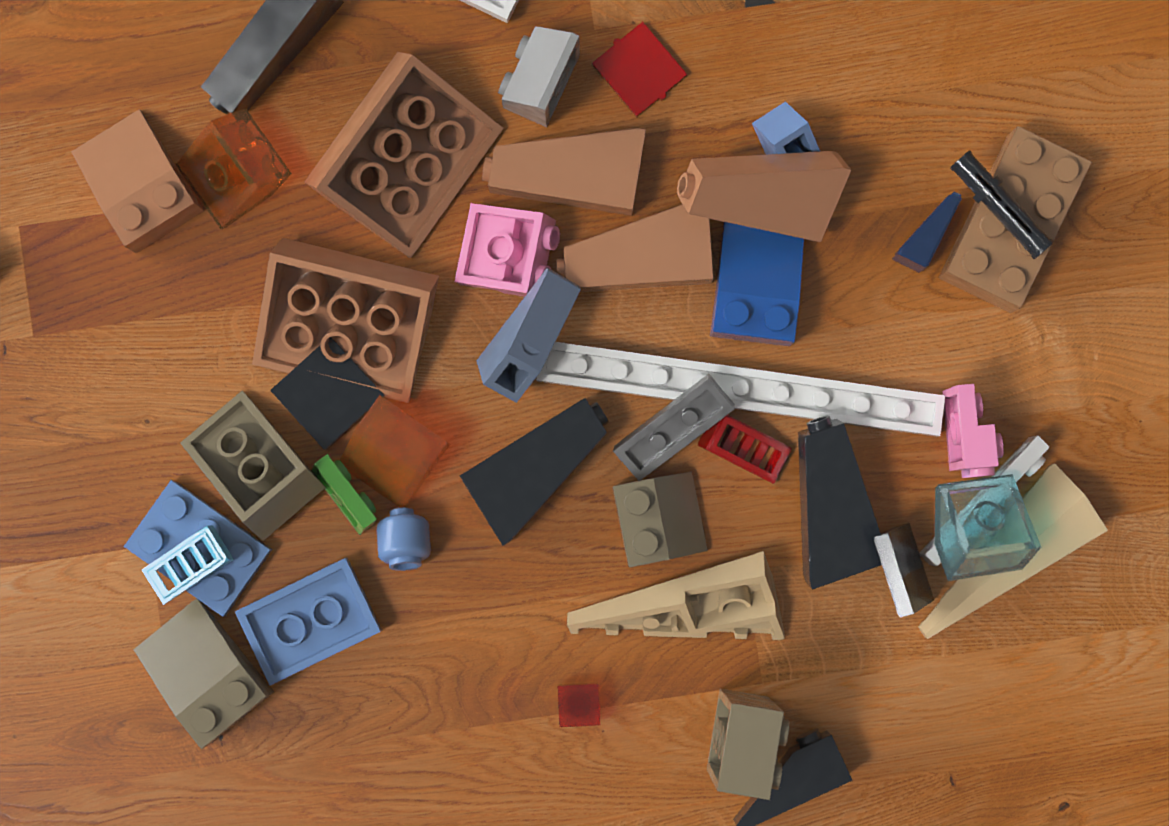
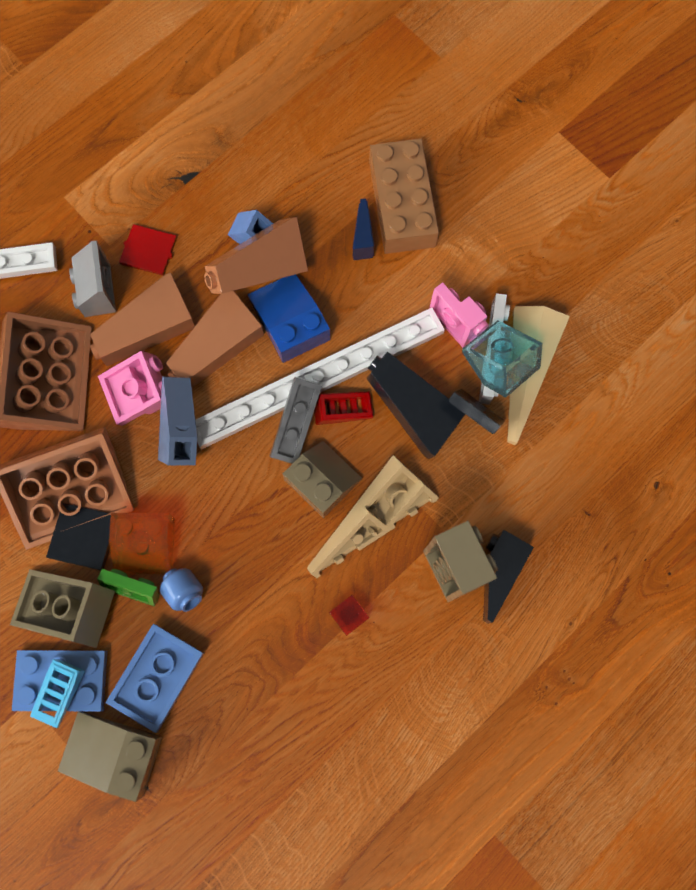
camera: 40 degrees left, 10 degrees down
(530, 470) = (230, 497): black slope -> none
(1001, 204) = (389, 184): black pin -> none

